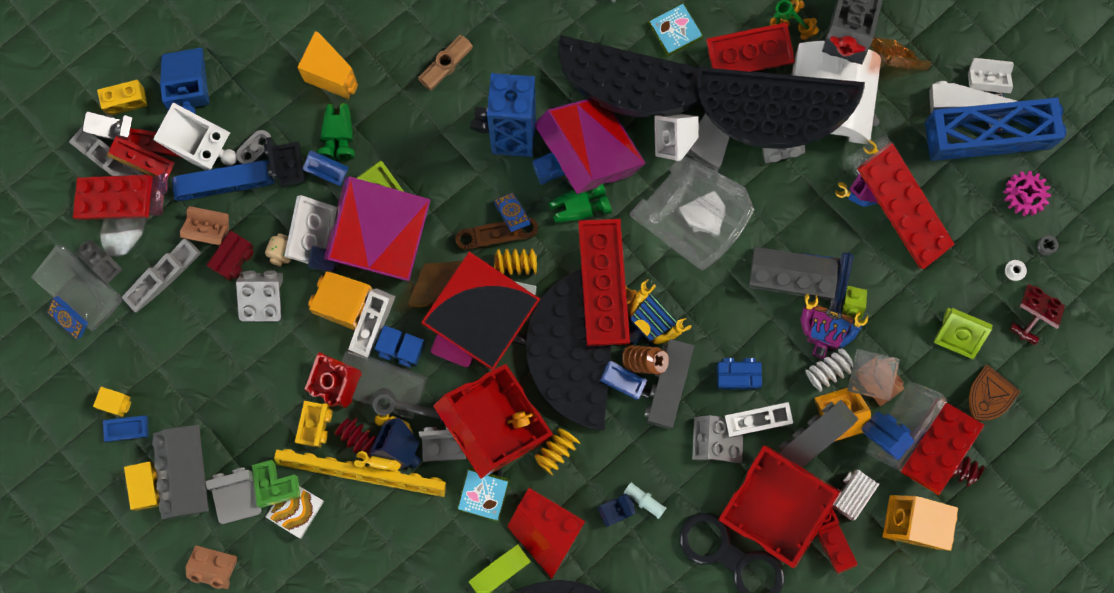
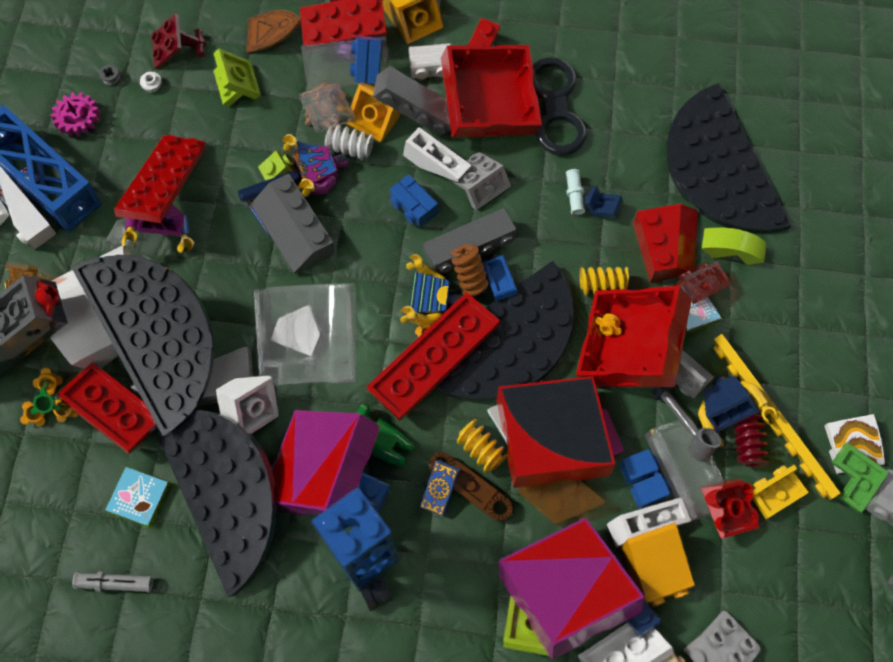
camera: 130 degrees left, 10 degrees down
(492, 518) = (704, 282): none -> clear red bracket

